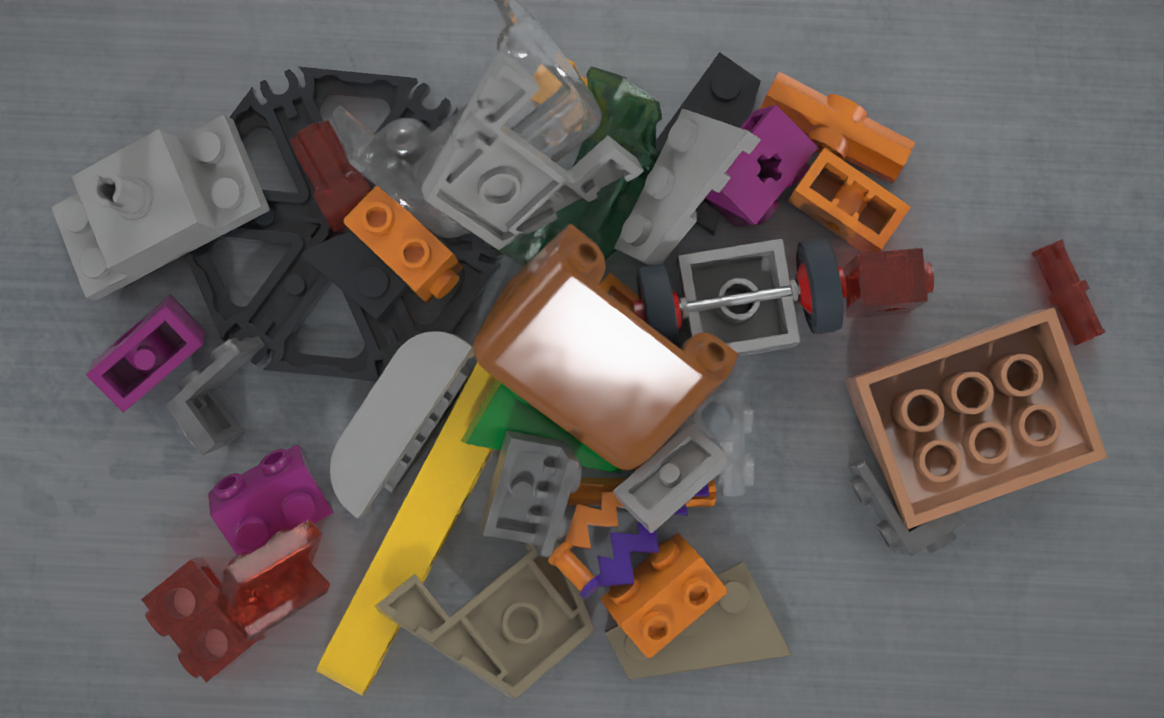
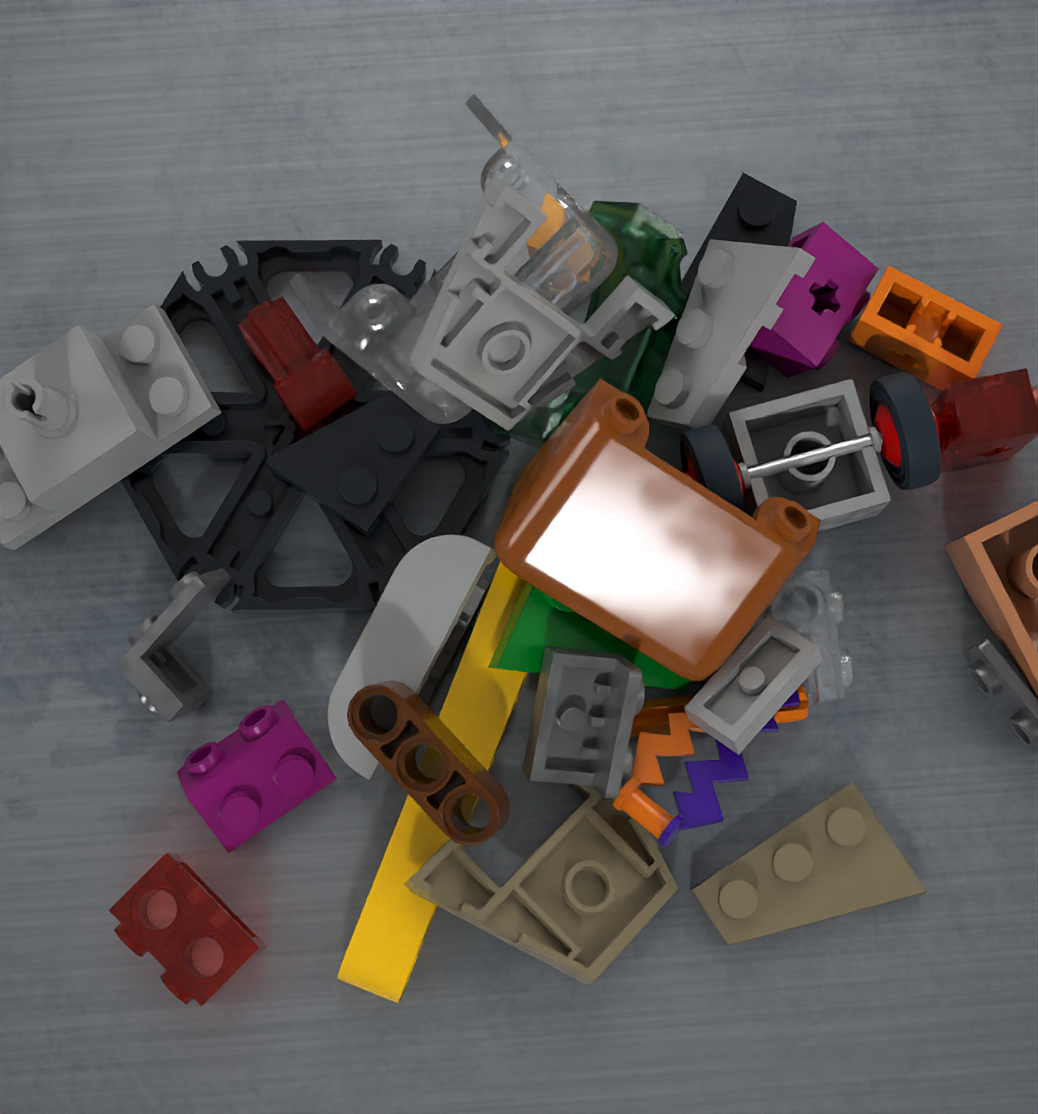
camera: 10 degrees left, 5 degrees down
(146, 353) = (85, 604): magenta brick -> none
(272, 581) = (271, 868): clear red bracket -> none
(379, 503) = (397, 754): none -> reddish brown beam
(404, 245) = (394, 435): orange bracket -> none
(666, 595) = (764, 833): orange bracket -> none
(841, 127) = (905, 242): orange piece -> none

